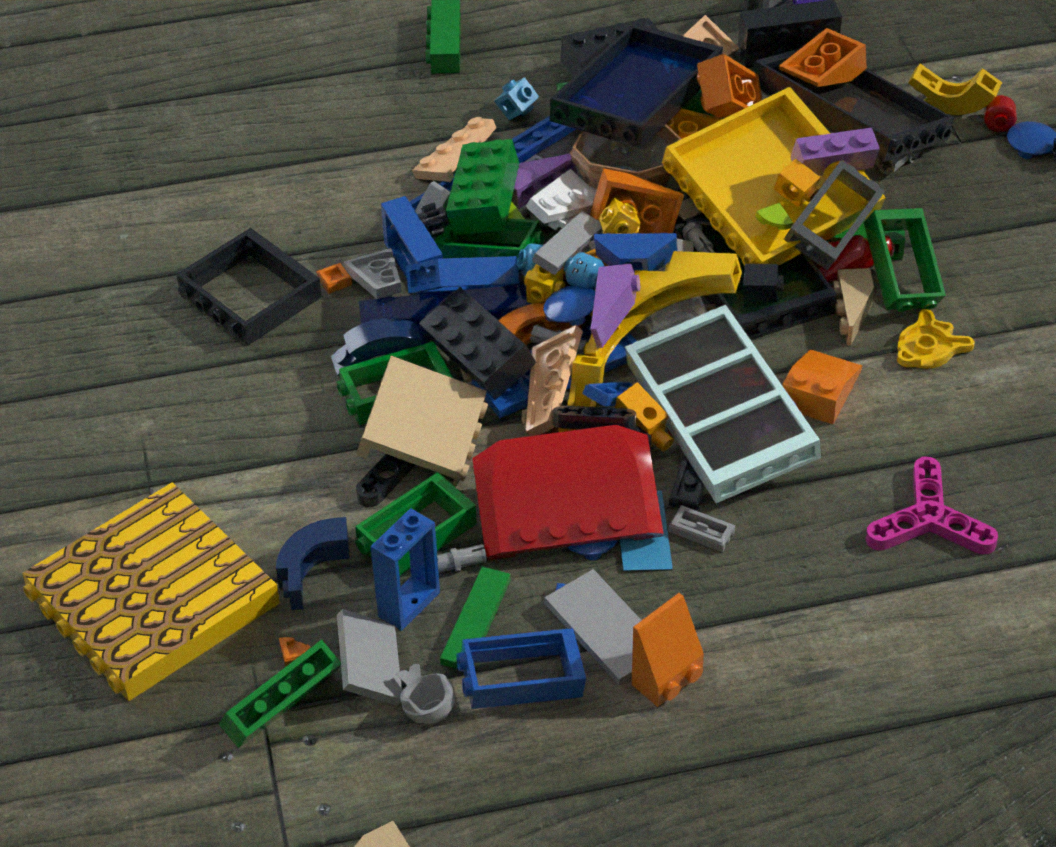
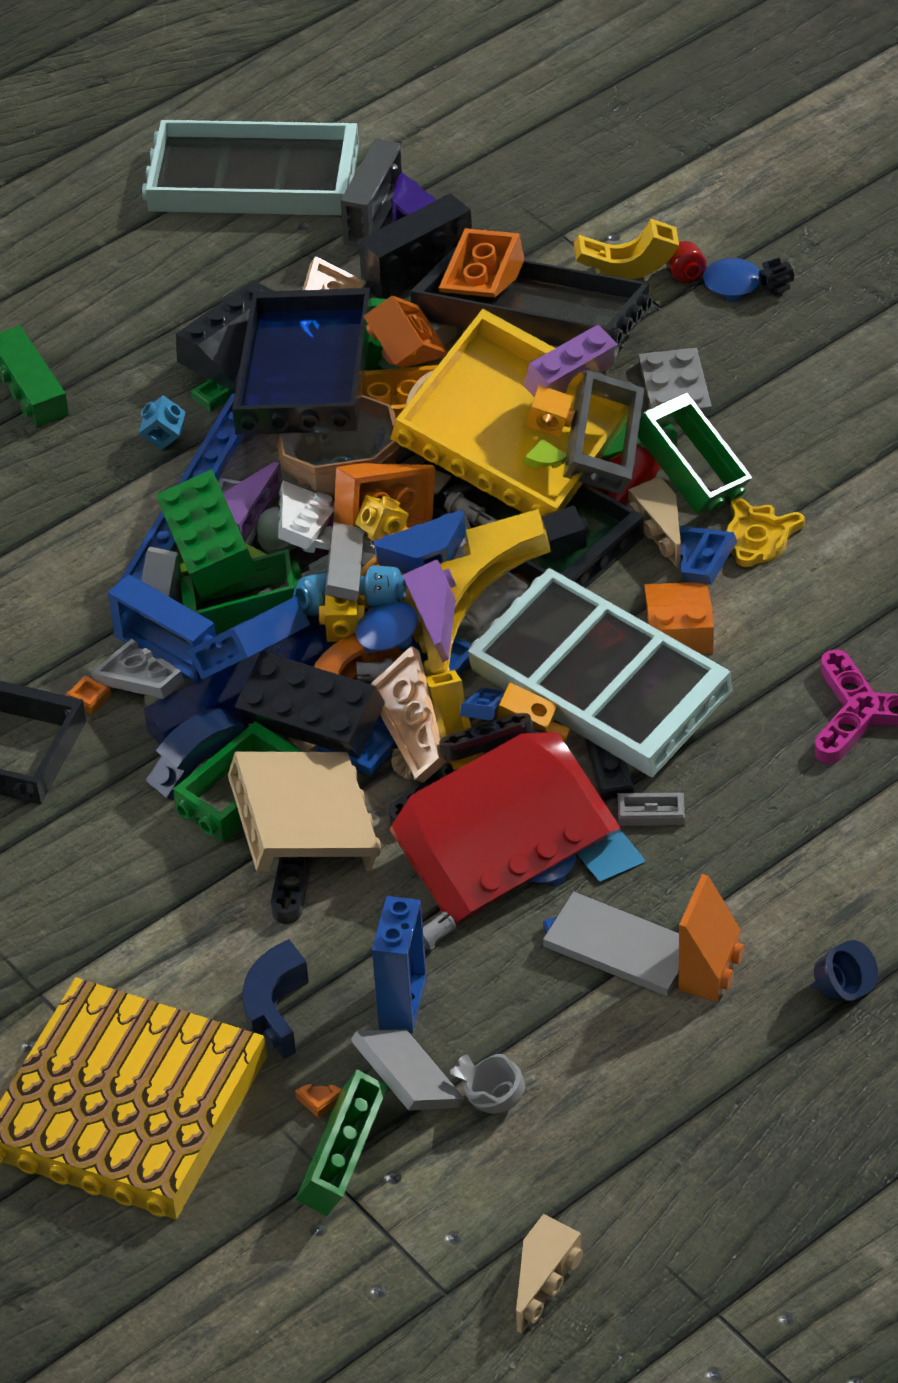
camera: 25 degrees left, 0 degrees up
(431, 490) = (363, 876): green window -> none
(434, 219) = (175, 586): black gear -> none
(444, 160) = (129, 511): light nougat wing -> none
(477, 612) = (483, 990): green tile -> none
(518, 646) = (592, 977): blue window -> none
(774, 726) = (846, 972): none -> dark blue piece
(872, 342) = (704, 553): none -> blue wing
(940, 200) = (672, 375): none -> light grey plate

